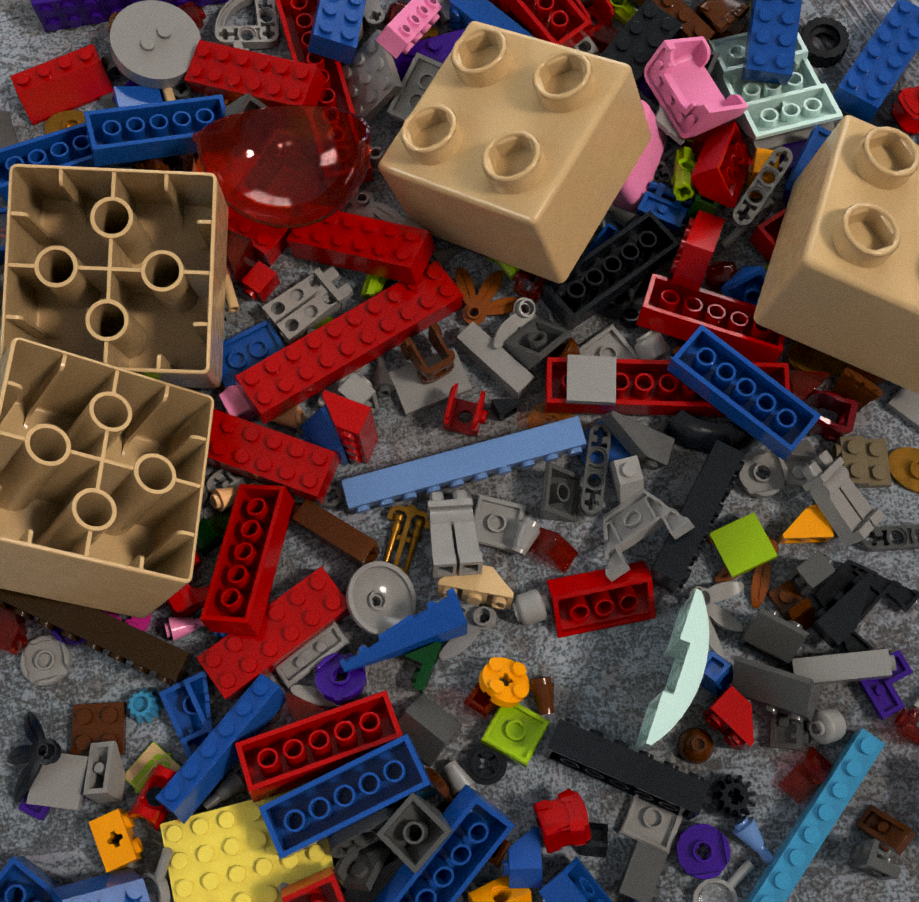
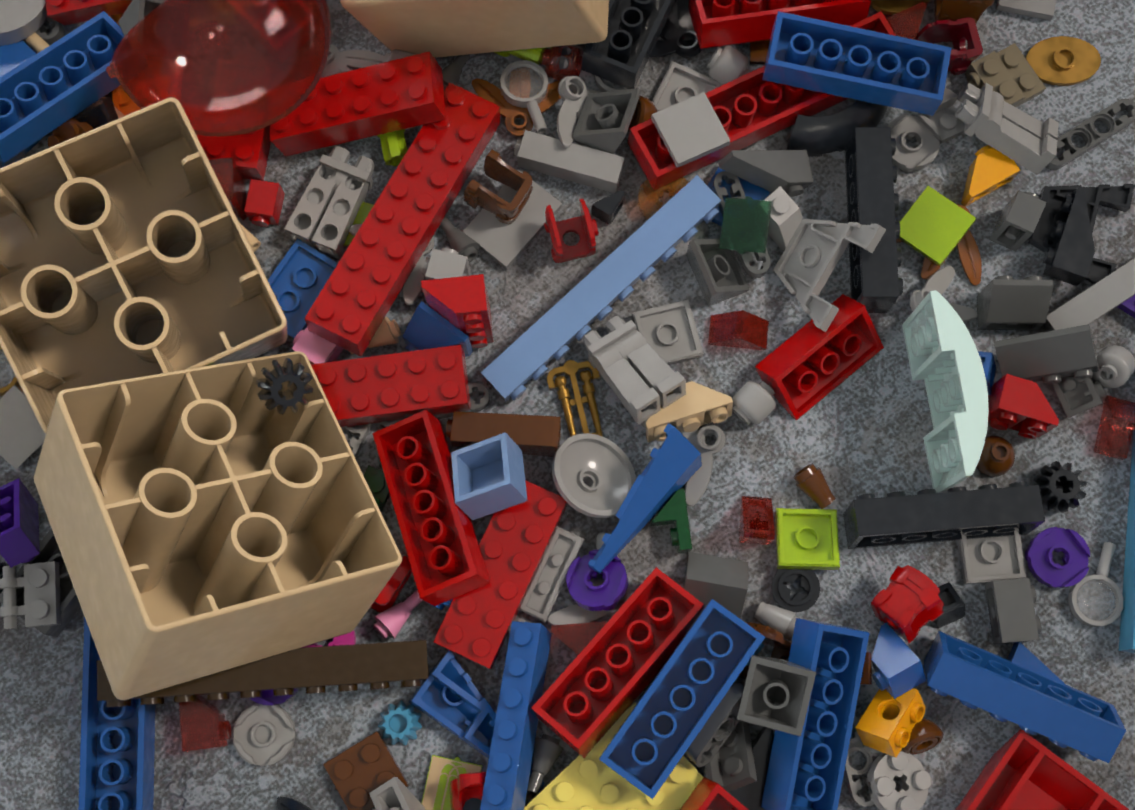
camera: 30 degrees left, 5 degrees up
(191, 411) = (272, 386): none -> black gear
(223, 497) = (366, 453): light nougat cone -> none
(301, 558) = (488, 476): none -> medium blue piece
(492, 290) = (525, 86): none -> piece
(513, 673) = (776, 482): light orange plate -> none
(526, 534) = (707, 329): light grey cone -> none
(595, 471) = (745, 225): none -> clear green piece
(749, 833) = (1094, 514): medium blue cone -> none
(791, 604) = (1009, 261): reddish brown slope -> none

